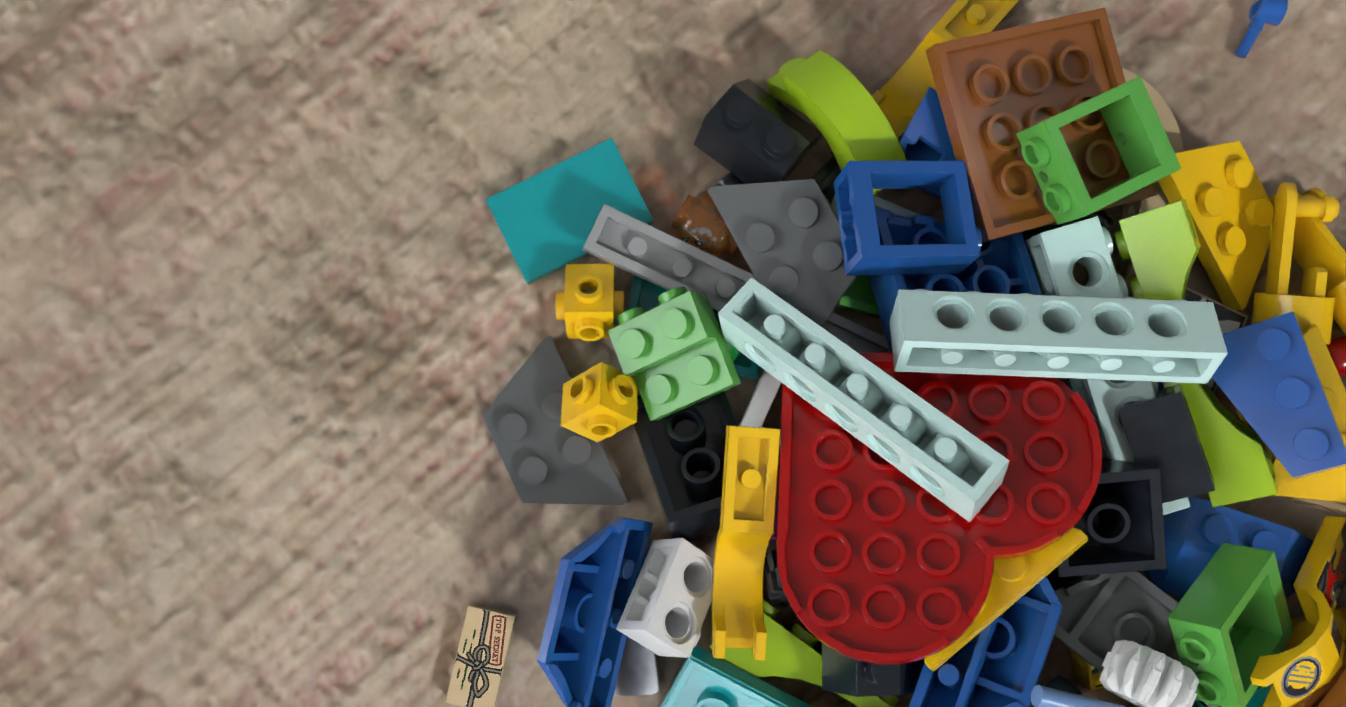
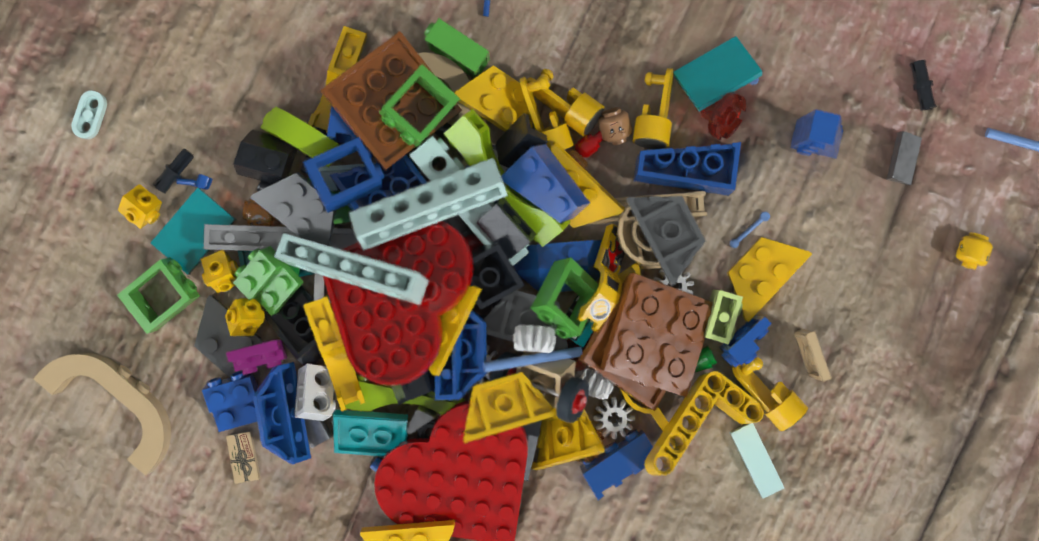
camera: 15 degrees left, 5 degrees up
(333, 455) = (131, 393): none -> tan arch
(418, 309) = (140, 307): none -> bright green window
(498, 127) = (140, 206): none -> yellow brick
(511, 547) = (231, 400): none -> blue plate
(582, 91) = (173, 171): none -> black axle
(601, 483) = (250, 357): none -> magenta plate
(624, 132) = (202, 182): none -> blue hand
(1191, 78) = (454, 45): none -> bright green window
(1246, 290) = (518, 141): none -> black panel

